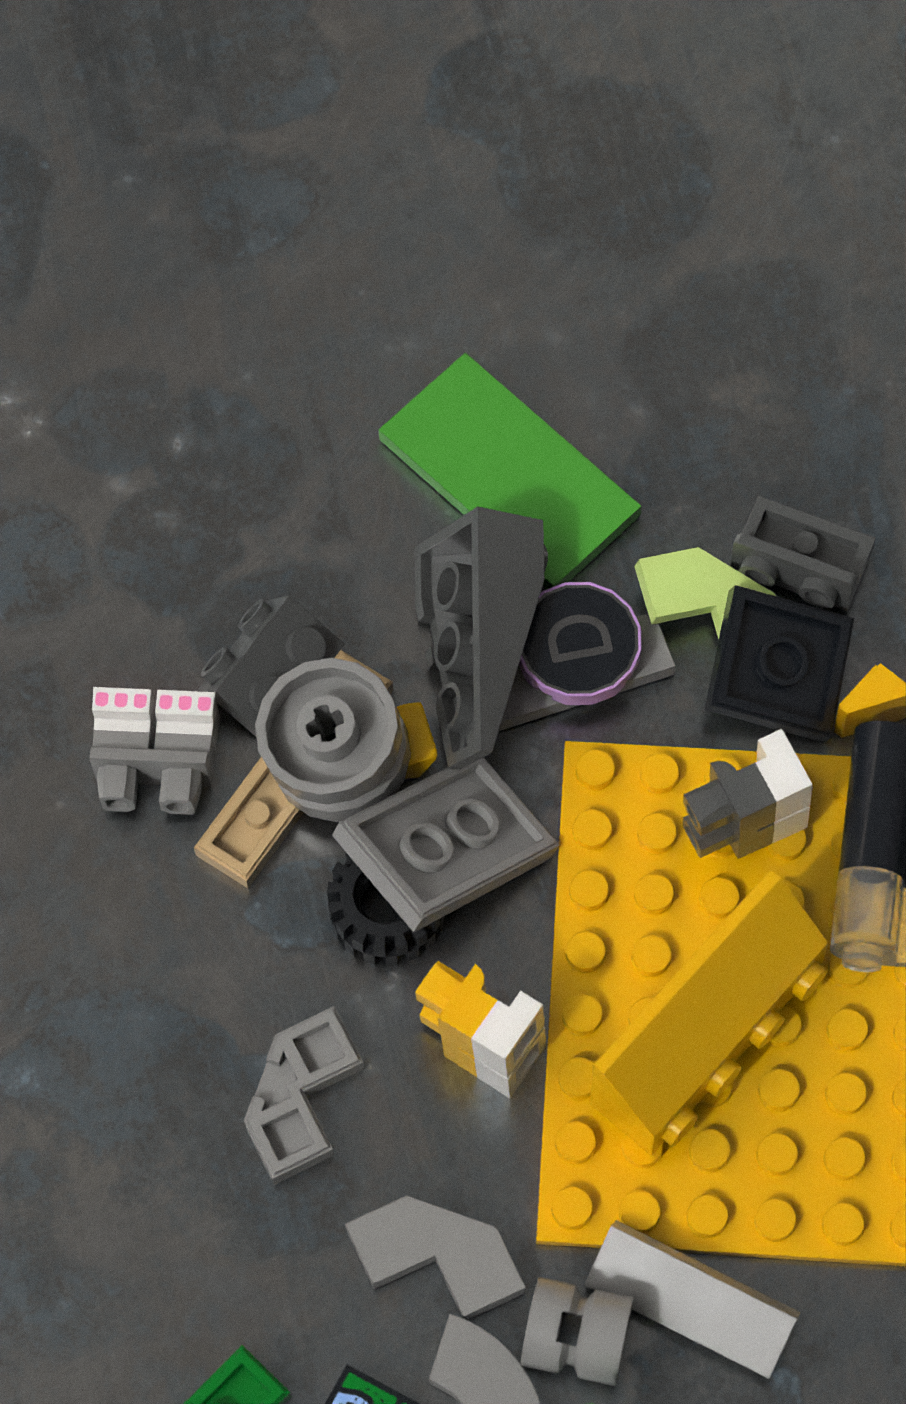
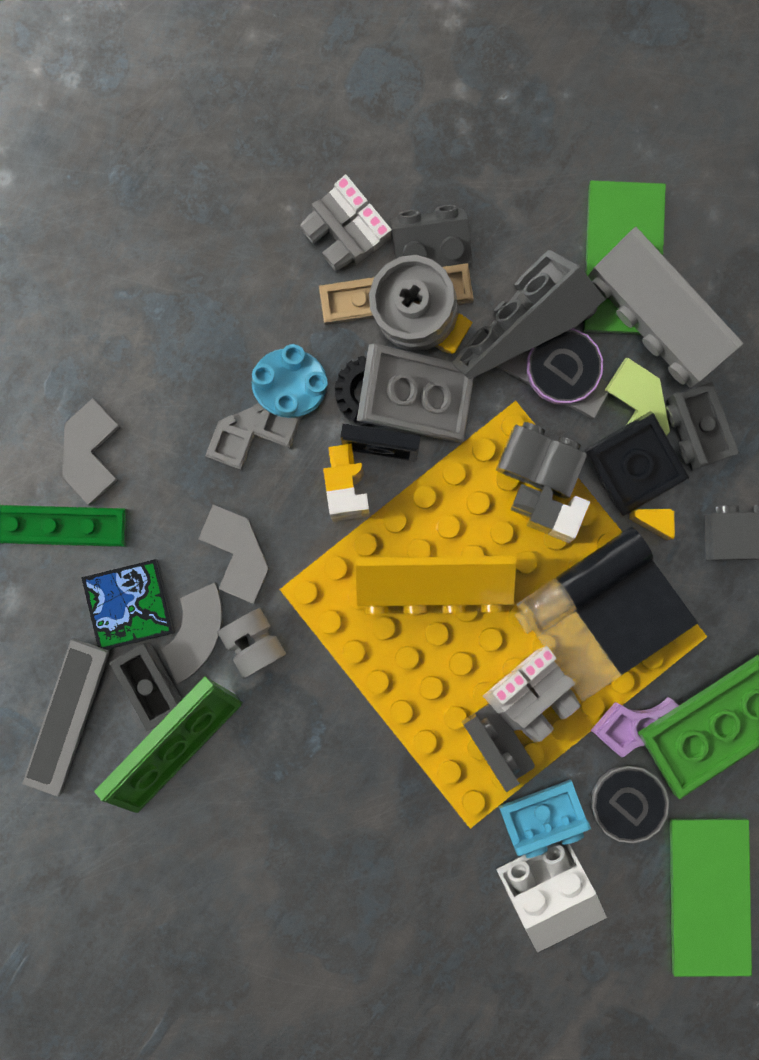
camera: 50 degrees right, 20 degrees up
(134, 1354) = (82, 436): none -> light grey tile
(280, 988) = (289, 382): none -> medium azure dish
(471, 927) = (381, 442): none -> black tile
(621, 463) = (663, 309): none -> light grey slope
(660, 763) = (542, 461): none -> dark grey brick
(693, 1299) = (311, 677): light grey tile -> none

